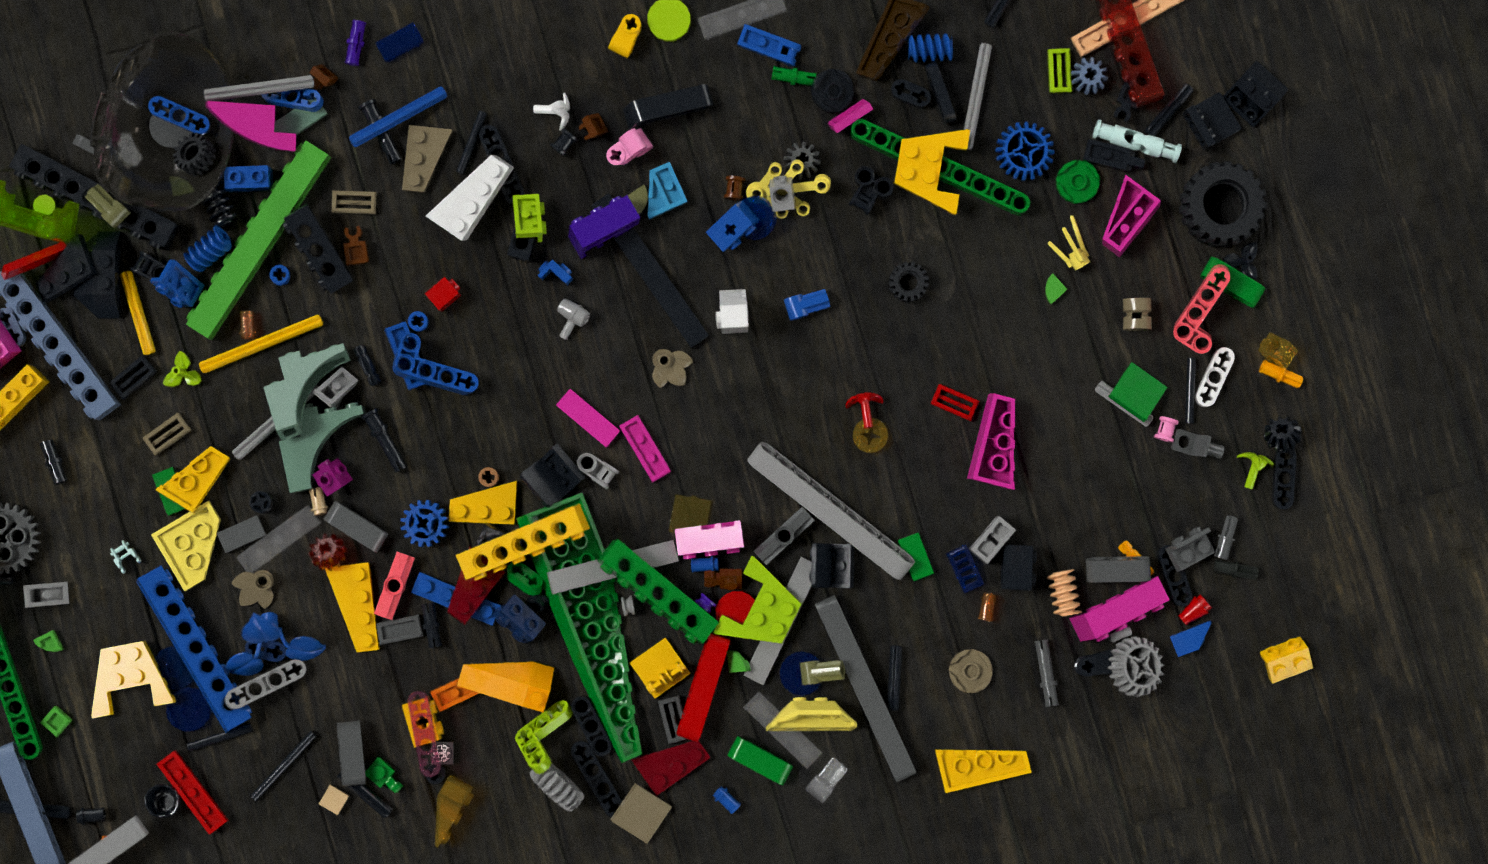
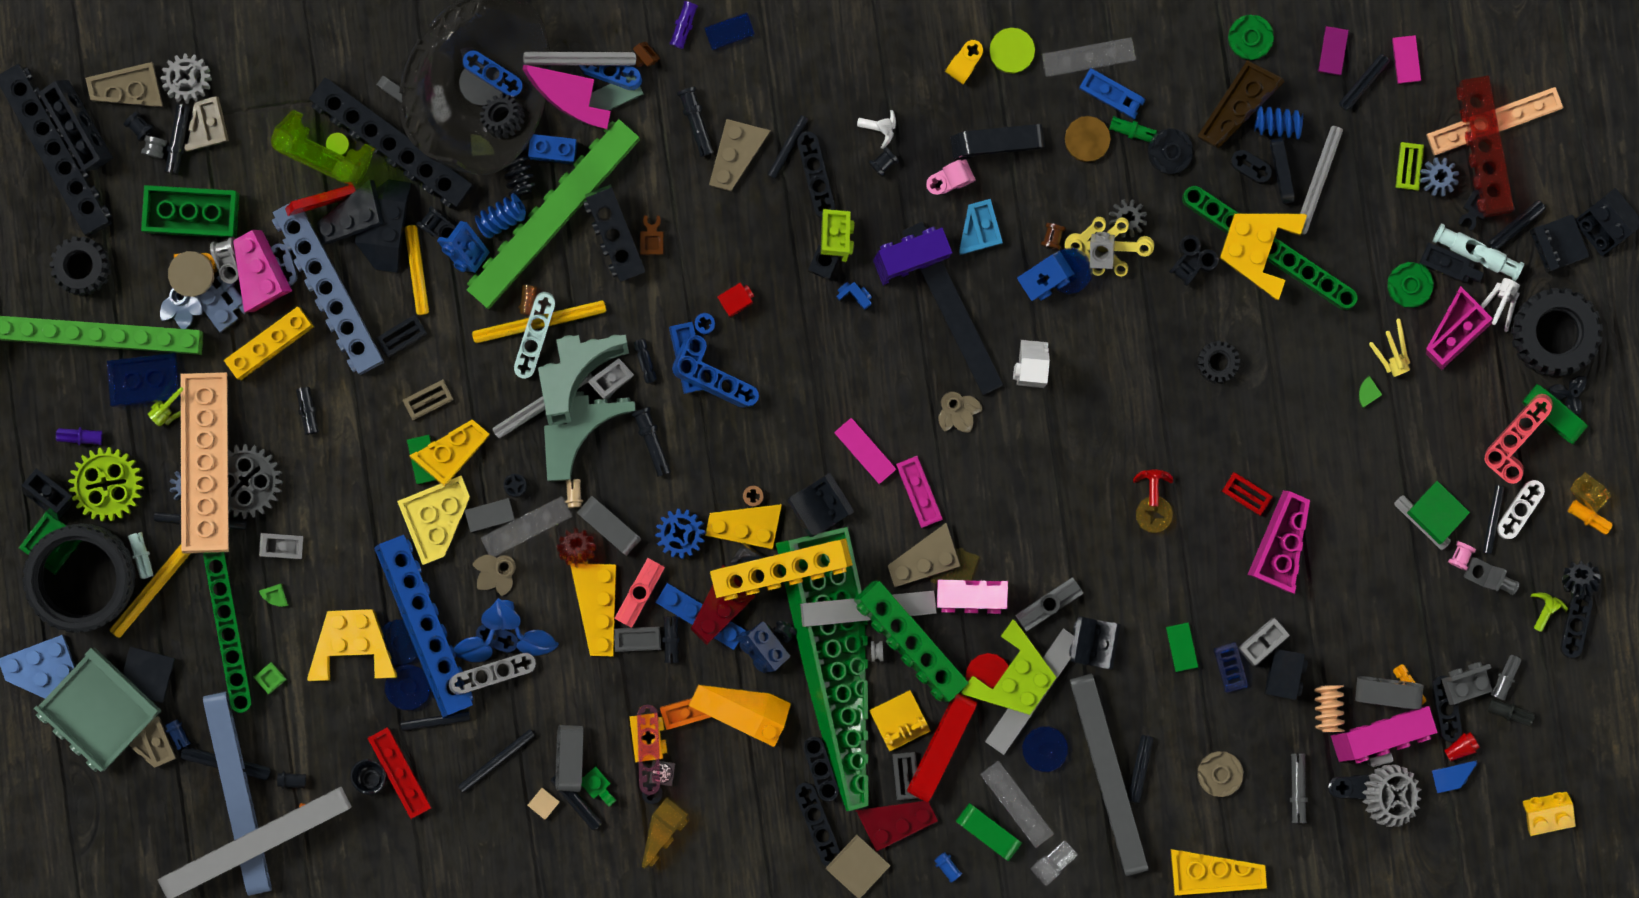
camera: 15 degrees right, 0 degrees up
(110, 209) = (407, 158): olive piece -> none
(130, 551) = (358, 522): light aqua piece -> none
(174, 377) = (444, 343): lime plant -> none
(260, 357) = (531, 334): none -> light aqua beam
(275, 280) = (563, 257): blue bush -> none
(332, 476) = (592, 470): magenta brick -> none
(373, 203) = (676, 194): dark tan tile -> none
(398, 116) = (717, 109): blue axle -> none
(471, 198) = (777, 208): white wedge -> none
(525, 578) = (775, 606): green beam -> none
(558, 787) = (776, 823): light grey gear -> none
(561, 712) = (791, 751): lime beam -> none
(574, 313) = (867, 341): light grey piece -> none
(594, 126) = (918, 149): reddish brown tile -> none
(598, 470) = (867, 506): light grey piece -> none
(639, 198) = (953, 231): olive tile -> none
(660, 511) = (925, 559): none -> dark tan wing
(705, 564) = (963, 621): blue pin -> none
(705, 603) = (957, 660): dark purple bush -> none
(727, 579) = (983, 639): reddish brown plate -> none
(736, 662) = (980, 727): bright green tile -> none
(752, 91) = (1087, 139): none -> pearl gold tile
(801, 305) = (1103, 369): blue piece -> none
(812, 716) = (1050, 794): light yellow wedge -> none
(815, 671) = (1061, 749): olive piece -> none
(831, 510) = (1101, 585): light grey beam -> none
(850, 115) = (1184, 180): dark pink tile -> none
(987, 606) = (1248, 710): clear orange pin -> none
(1022, 142) = (1359, 234): blue gear -> none
(1137, 306) = (1451, 424): dark tan wheel -> none
(1170, 172) = (1507, 292): none -> white plant

